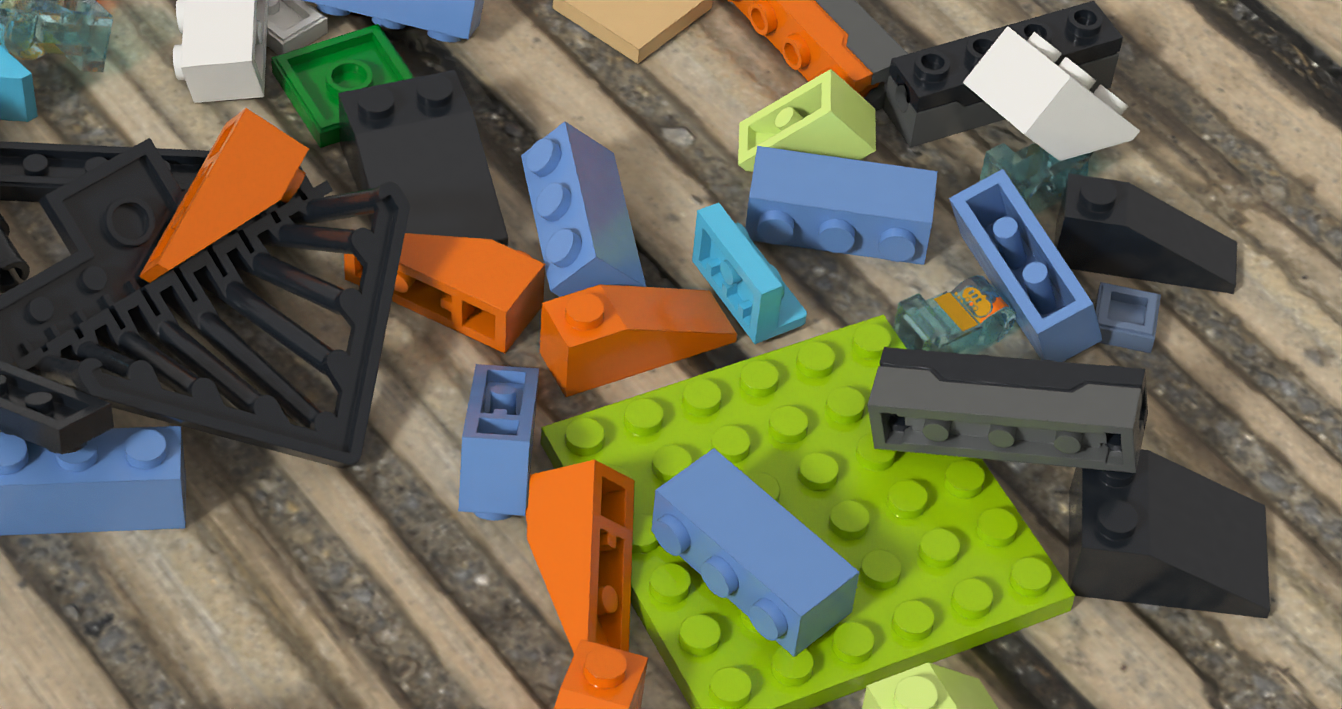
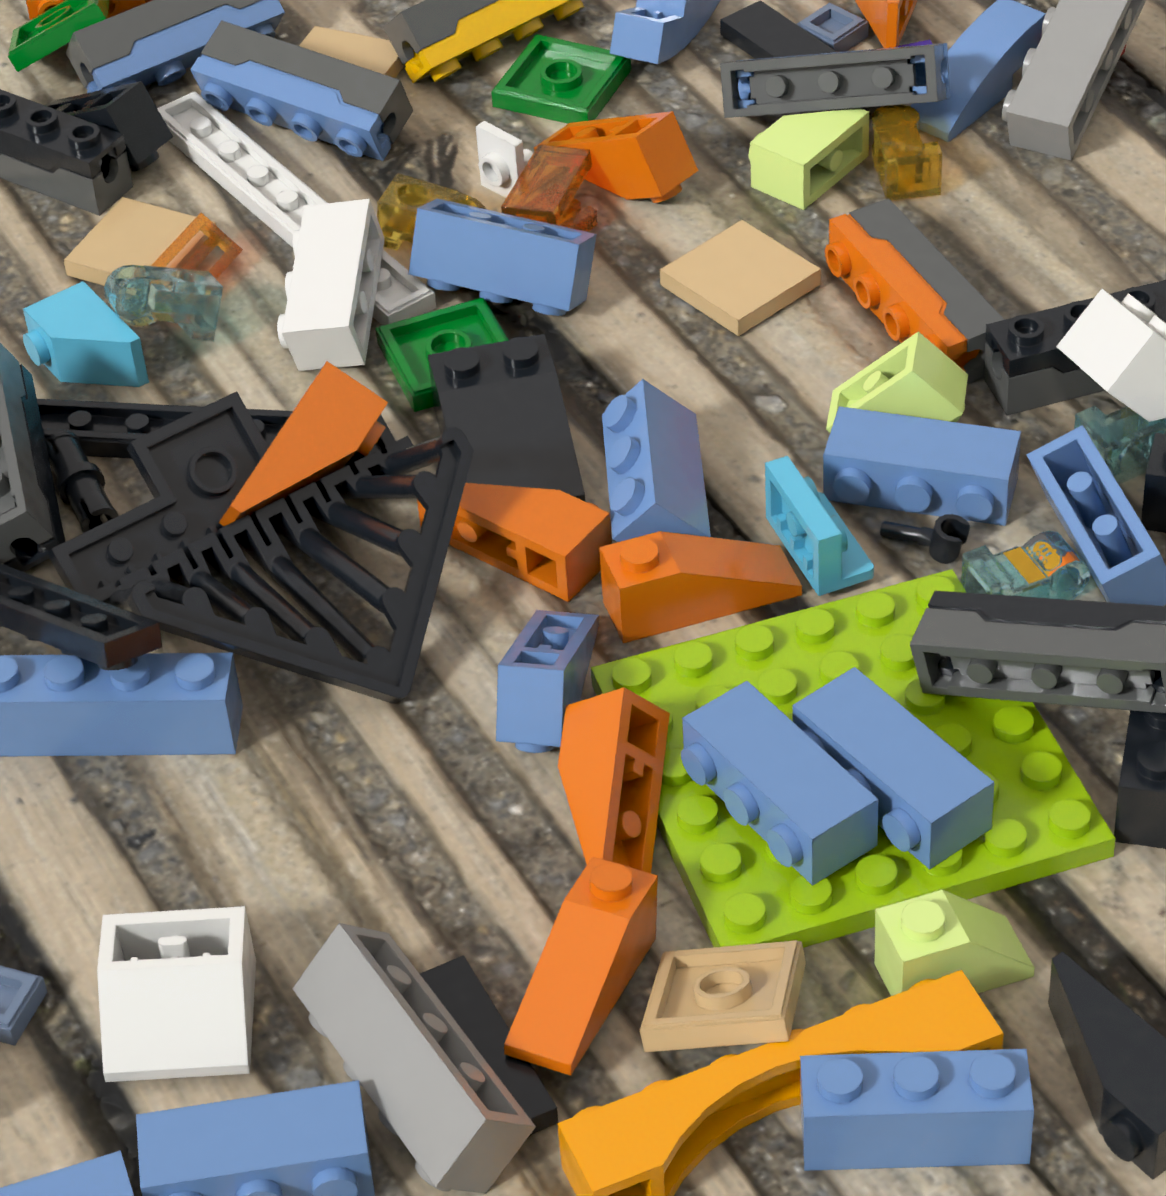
camera: 15 degrees right, 5 degrees down
(868, 285) = (943, 541): none -> black hand
(900, 554) = (924, 788): none -> medium blue brick

